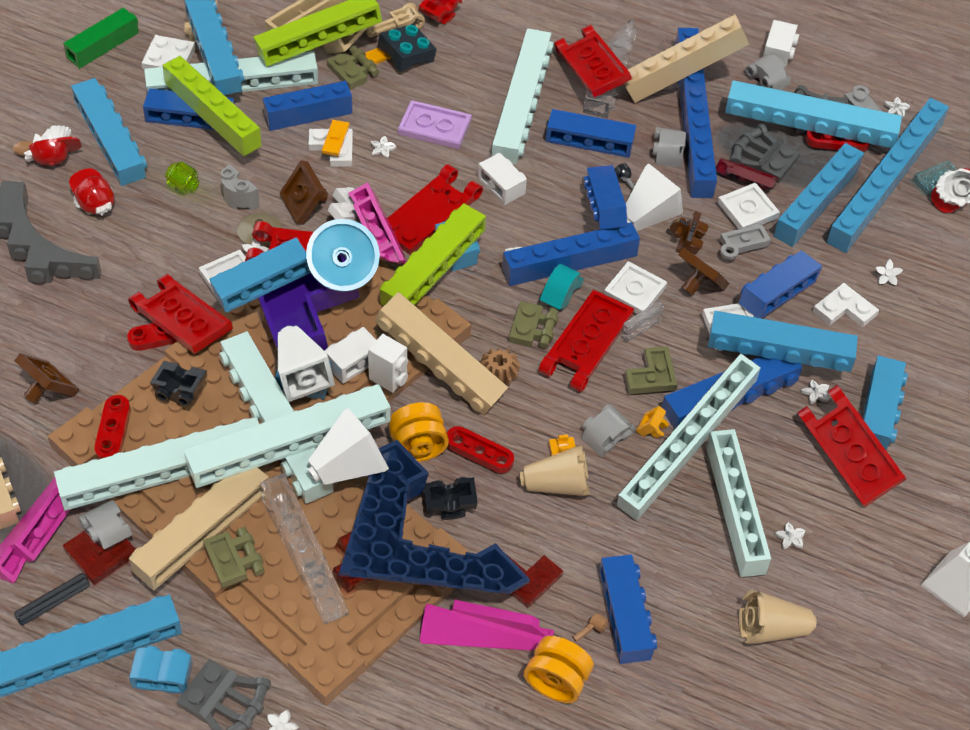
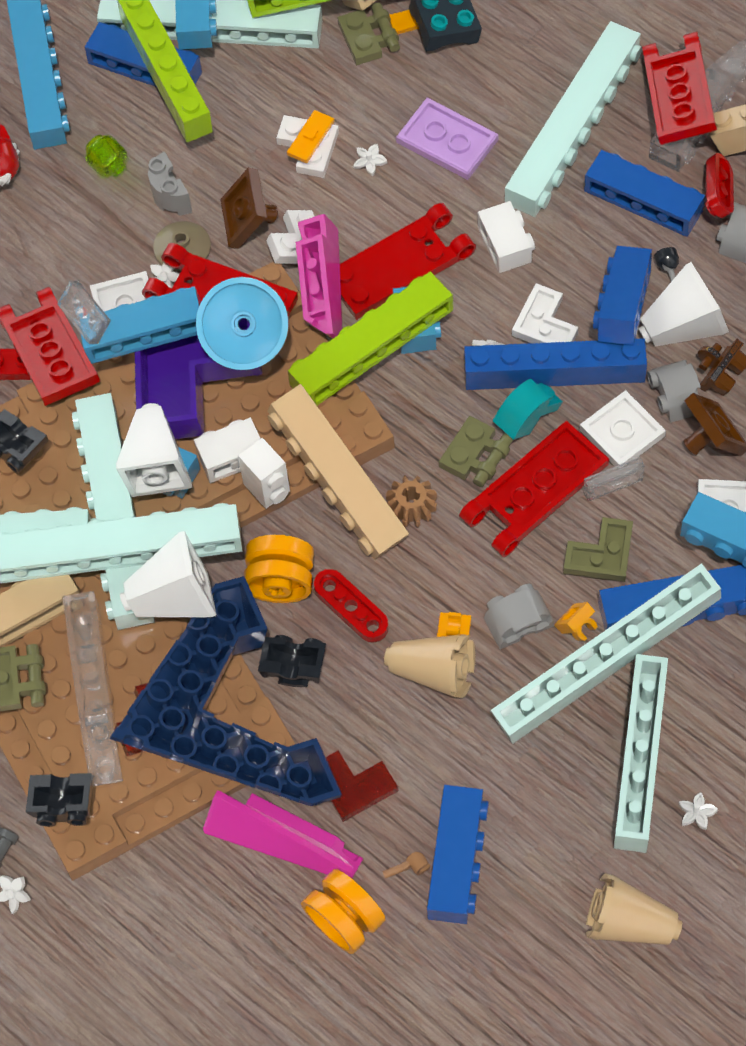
camera: 25 degrees right, 10 degrees up
(215, 270) = (84, 312): none -> clear plate
(304, 638) = (60, 799): none -> black cylinder
(307, 105) = (291, 82): blue brick -> none
(545, 225) = (537, 318): none -> white plate
(642, 118) = (719, 186): none -> red plate
(664, 253) = (675, 384): none -> light grey cylinder

